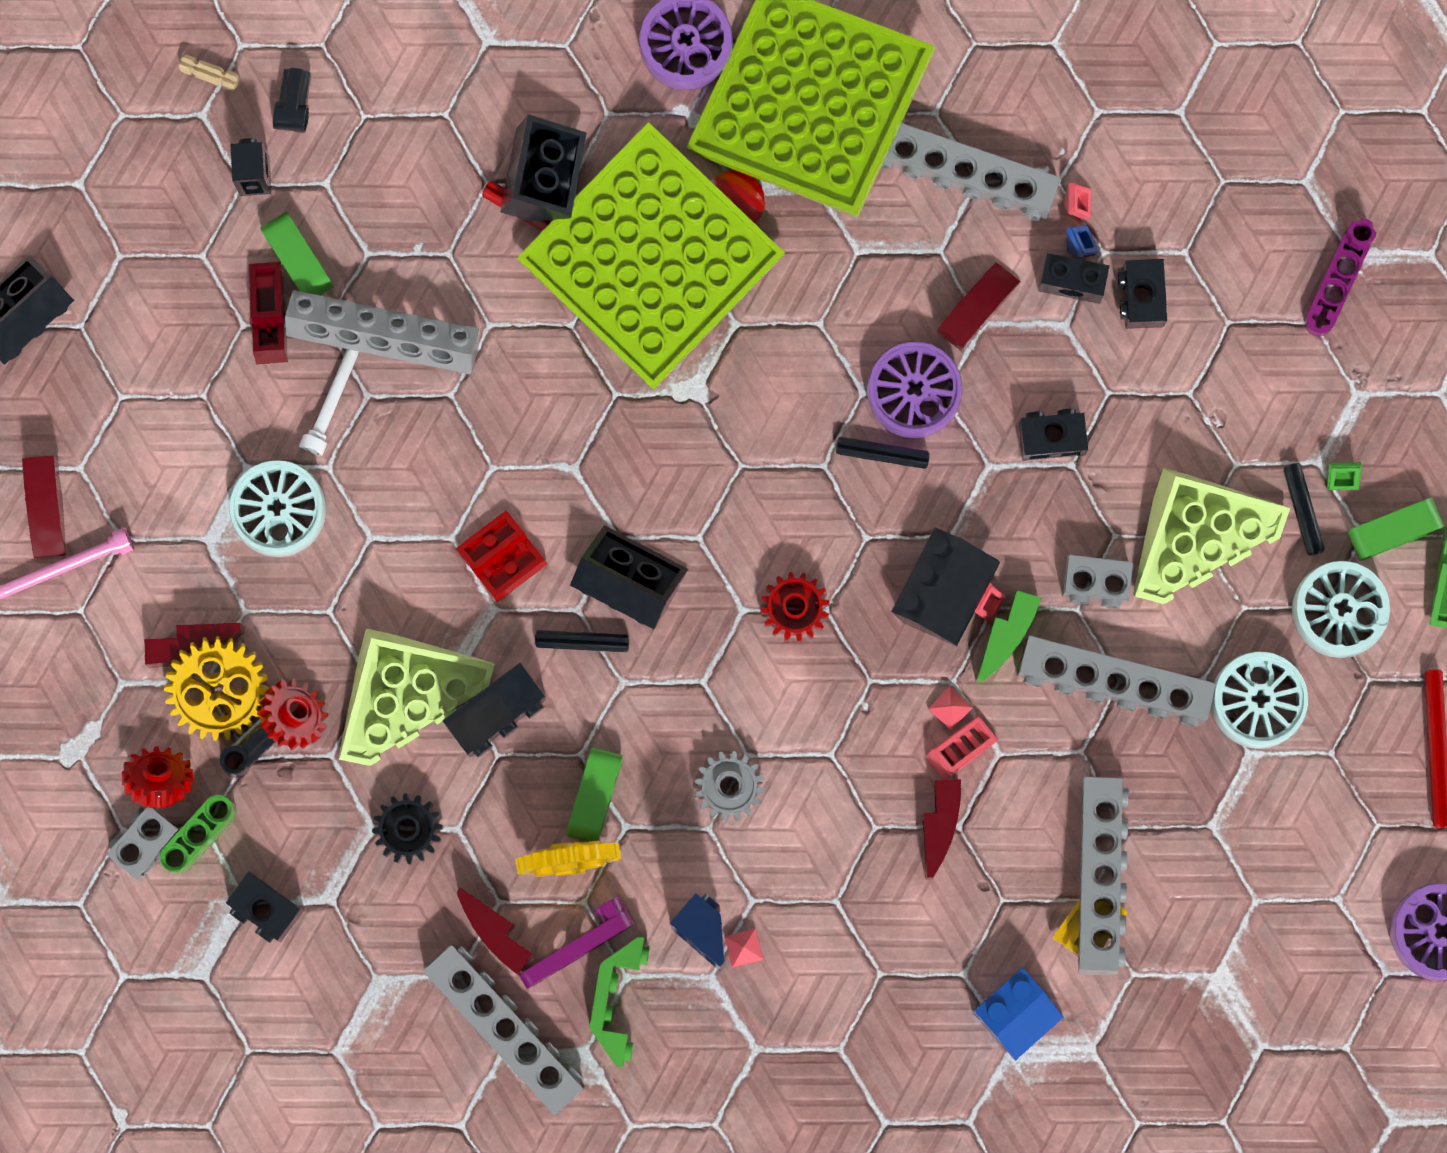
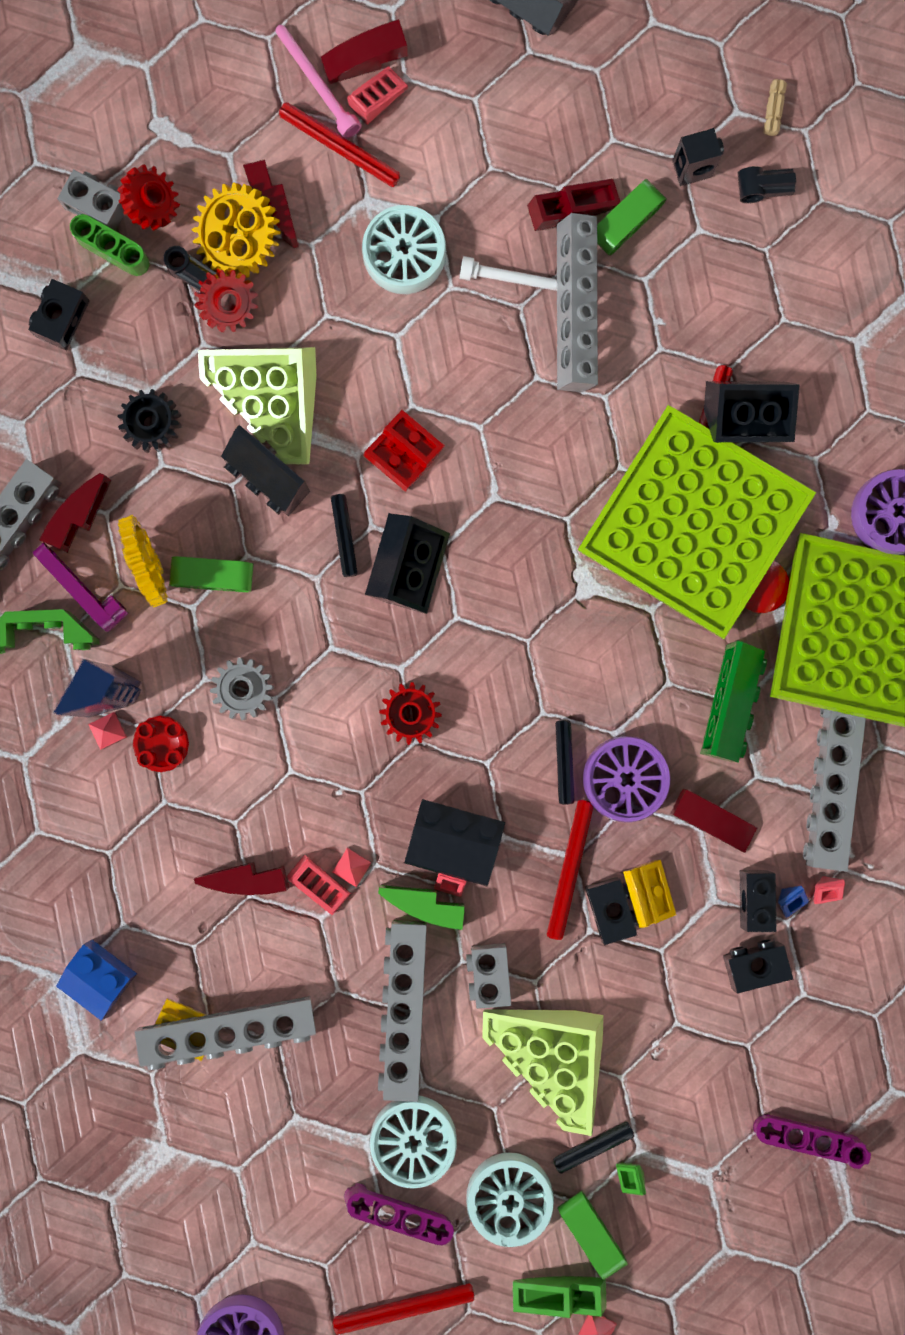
camera: 75 degrees right, 5 degrees up
(105, 523) = (356, 98): none -> coral slope
(140, 556) = (339, 144): none -> red axle
(771, 889) = (160, 744): none -> red dish
(855, 258) = (733, 702): none -> green slope
(1000, 471) = (570, 870): none -> red axle
(1043, 390) = (649, 893): none -> yellow plate
(1334, 729) = (401, 1212): none -> magenta beam

